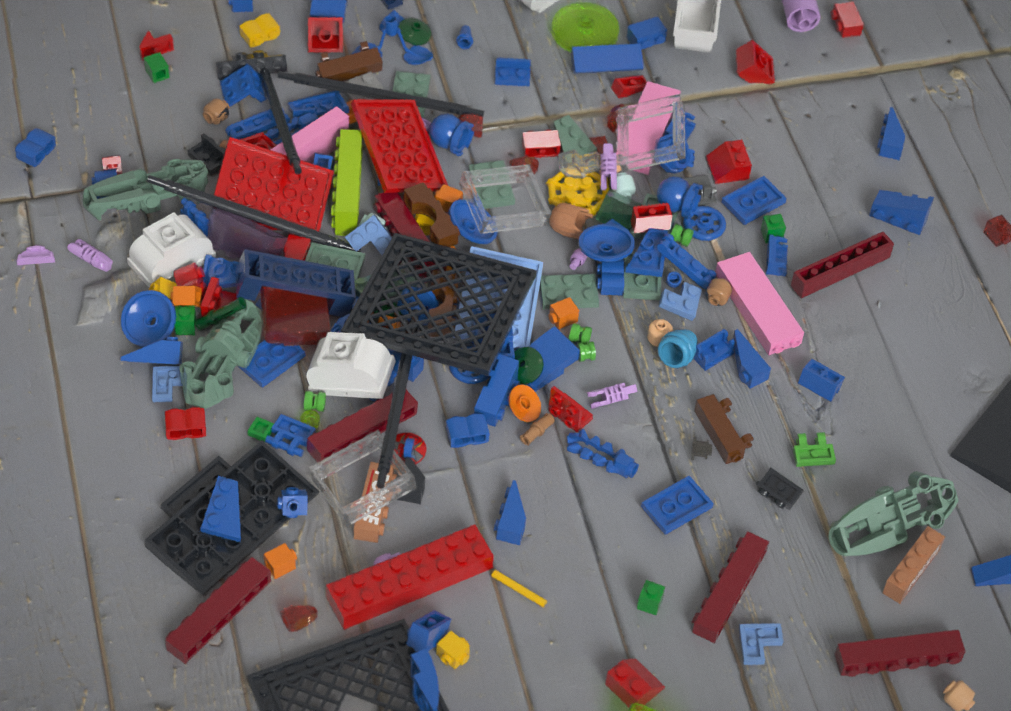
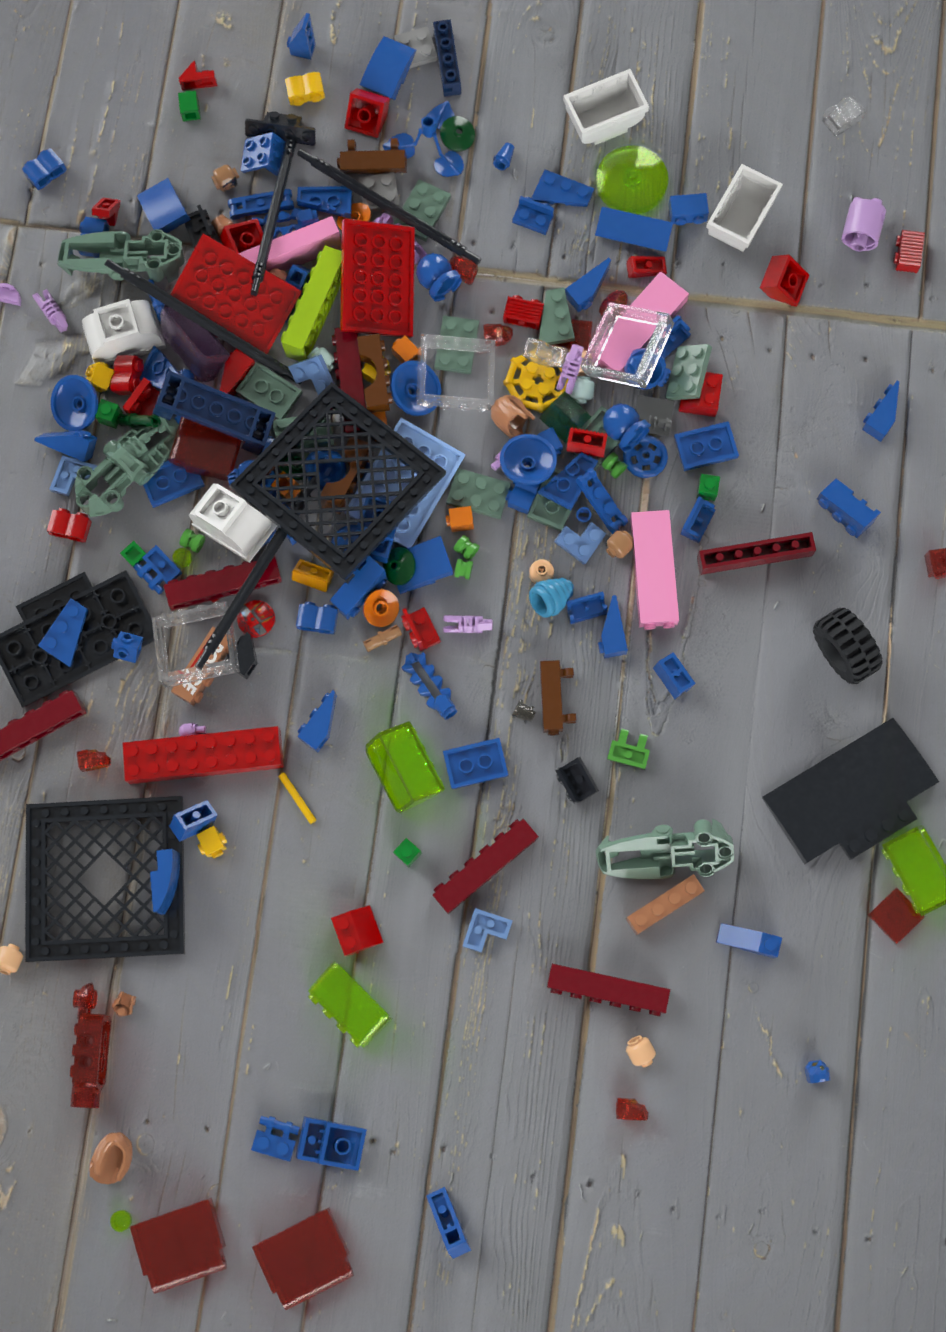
camera: 30 degrees right, 25 degrees up
(166, 145) = (163, 206): none -> blue slope
(186, 296) = (113, 392): orange brick -> none
(280, 560) = (98, 698): orange brick -> none
(409, 447) = (252, 624): blue tile -> none
(444, 399) = (312, 575): none -> light orange slope
(530, 49) = (559, 189): none -> blue wing
(587, 111) = (584, 290): none -> blue slope
(610, 527) = (403, 767): none -> clear neon green windscreen
(710, 148) = (688, 372): none -> sand green plate
(962, 303) = (847, 645): none -> black tyre

